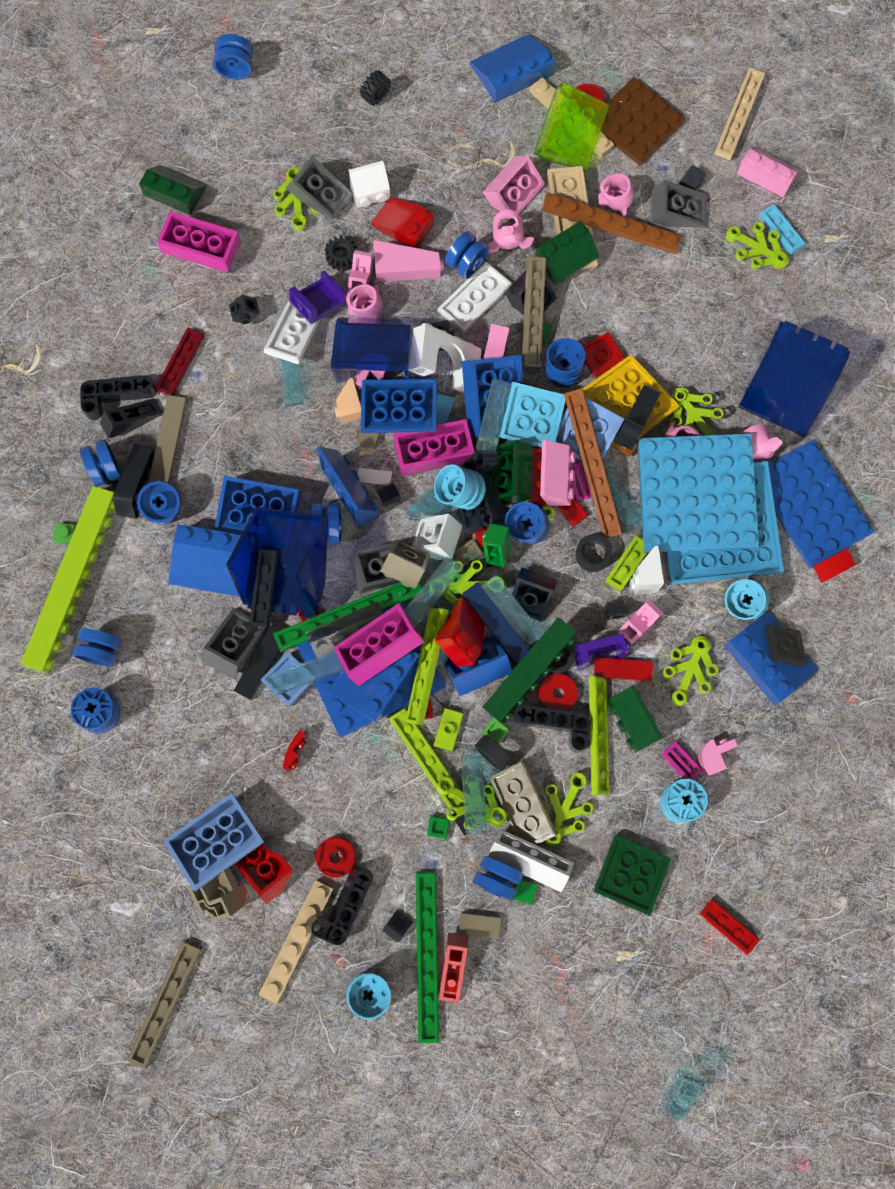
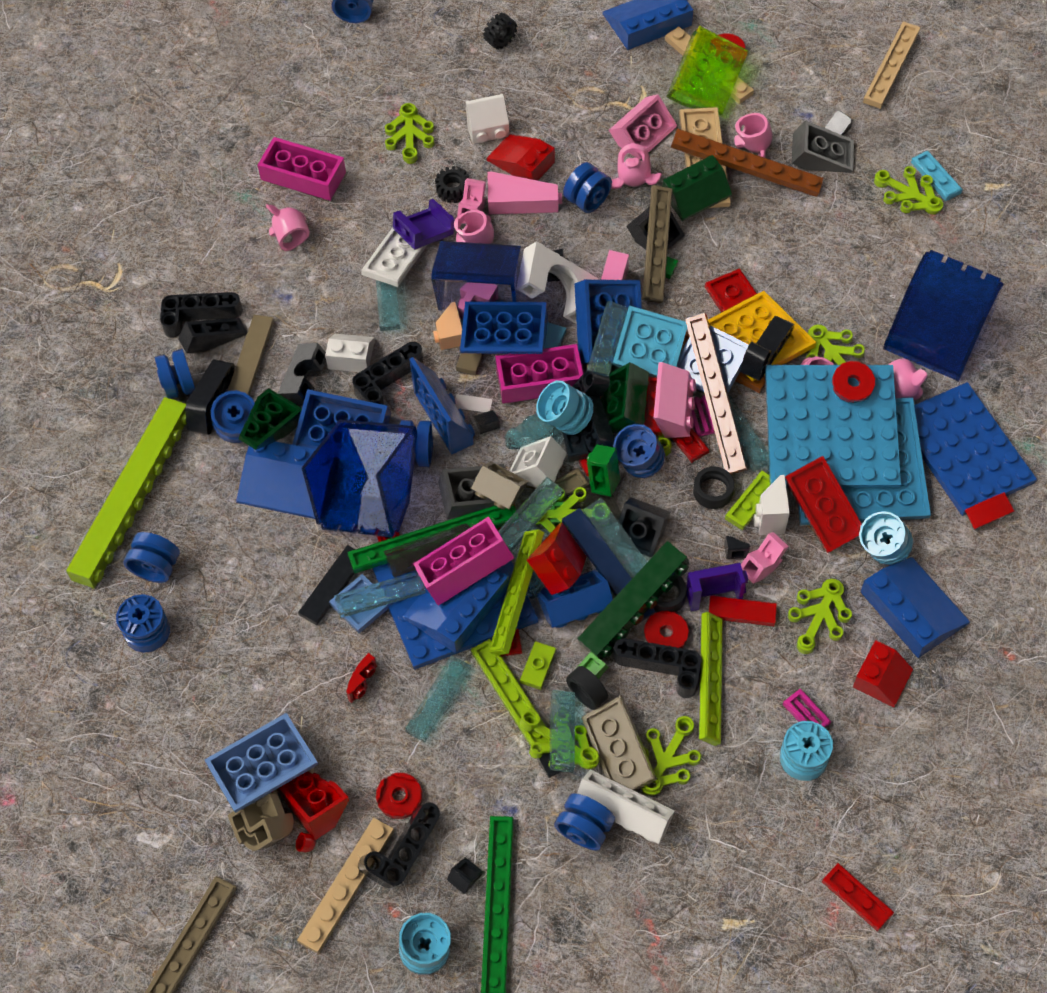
camera: 10 degrees right, 15 degrees down
(63, 533) = (126, 446): bright green plate -> none
(171, 189) = (277, 120): dark green slope -> none
(180, 362) = (270, 284): dark red tile -> none
(191, 509) = (269, 420): none -> dark green wedge
(192, 301) = (287, 222): none -> bright pink piece
(219, 442) = (306, 360): none -> black arch
(232, 644) = (301, 563): dark grey slope -> none
(244, 309) = (344, 233): black brick -> none
(257, 906) = (305, 842): none -> red hinge
(259, 430) = (349, 352): none -> white slope
(264, 588) = (341, 506): black tile -> none
(299, 451) = (388, 372): none -> black beam
(319, 189) = (433, 122): dark grey slope -> none
(363, 765) = (438, 699): none -> clear light blue plate
(438, 827) = (519, 769): green tile -> none
(453, 967) = (527, 922): red slope -> none
(474, 297) = (594, 231): white tile -> none
(479, 926) = (561, 879): dark tan tile -> none
(525, 892) = (616, 845): green tile -> none
(565, 353) = (689, 293): blue wheel -> none
(632, 875) = (743, 831): dark green plate -> none
(633, 719) = (752, 660): dark green slope -> none
(639, 121) = (782, 70): reddish brown plate -> none
(693, 569) = (824, 504): none -> red plate
(710, 756) = (842, 703): bright pink brick -> none
(725, 445) = (855, 370): none -> red tile
(745, 724) = (883, 674): none -> red slope
(767, 171) = (921, 119): bright pink slope -> none
(785, 645) = (930, 590): clear smoke tile -> none

